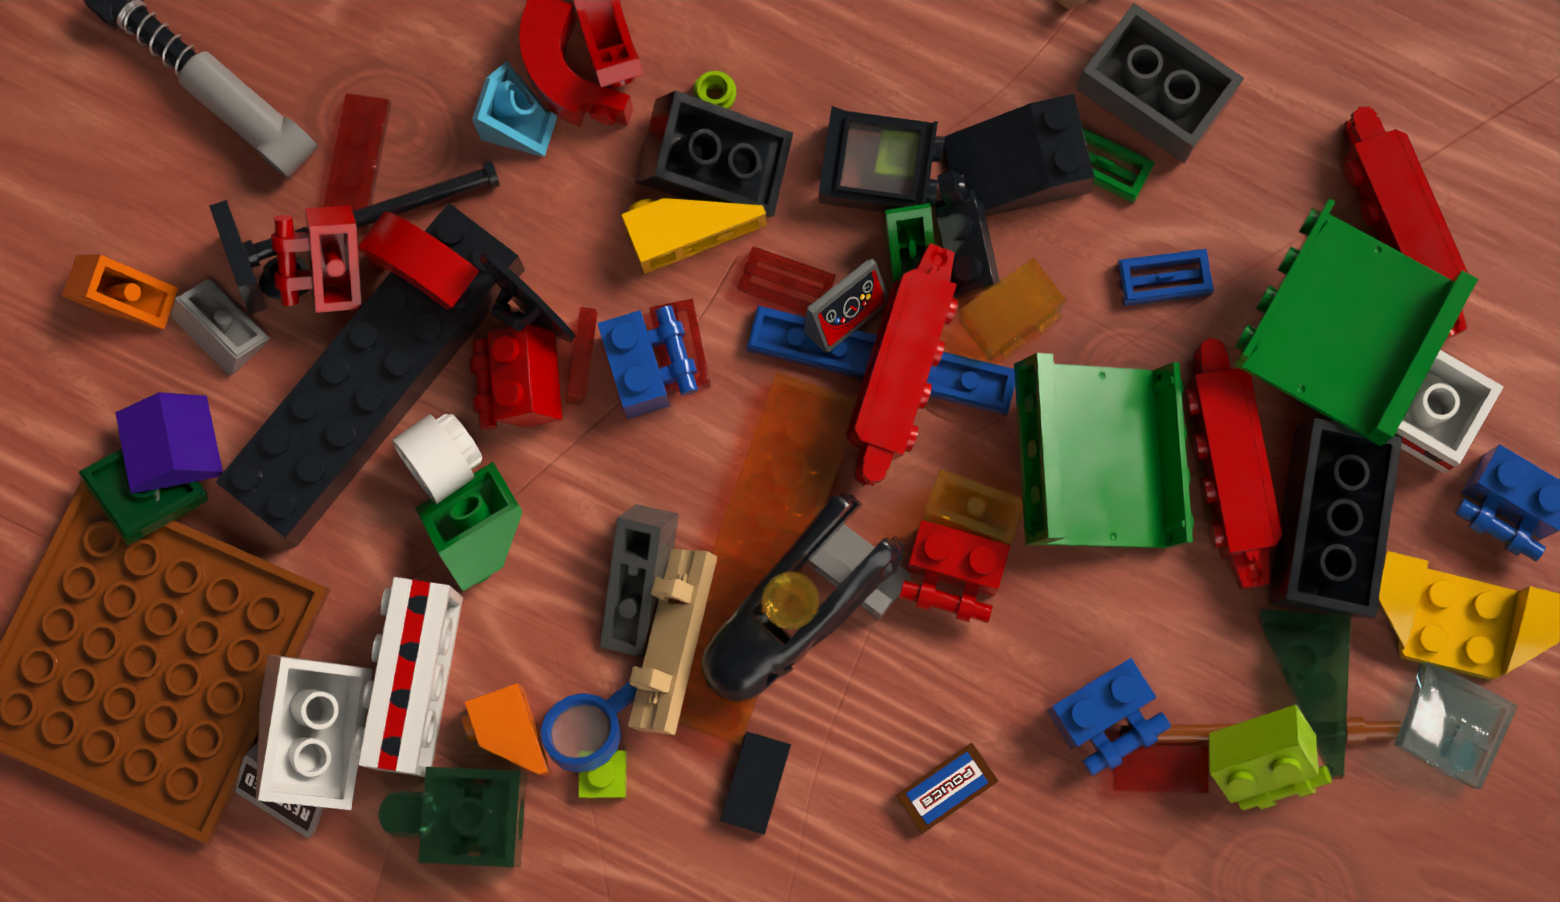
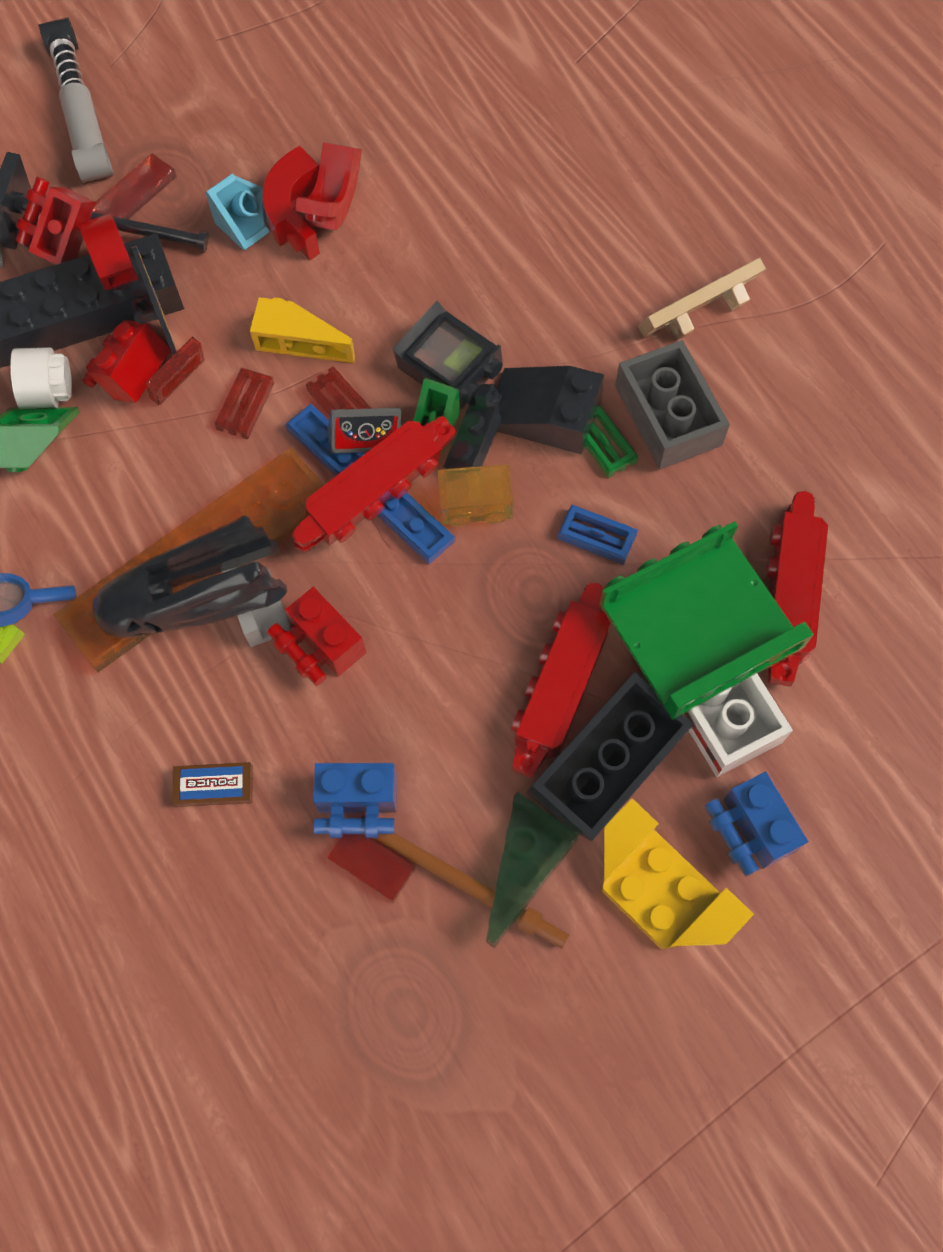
camera: 30 degrees right, 10 degrees down
(634, 363) = (204, 393): blue brick -> none
(639, 555) = (109, 522): dark grey slope -> none
(672, 641) = (72, 593): tan hinge -> none
(712, 153) = (347, 297): black slope -> none
(716, 80) = (372, 259): lime plate -> none
(755, 782) = (88, 703): black tile -> none
(790, 600) = (172, 571): clear yellow piece -> none
(973, 508) = (357, 602): clear yellow brick -> none
(1102, 455) = (467, 618): green panel -> none
(1267, 759) = (445, 897): lime brick -> none
(1454, 725) = (608, 963): clear light blue plate -> none

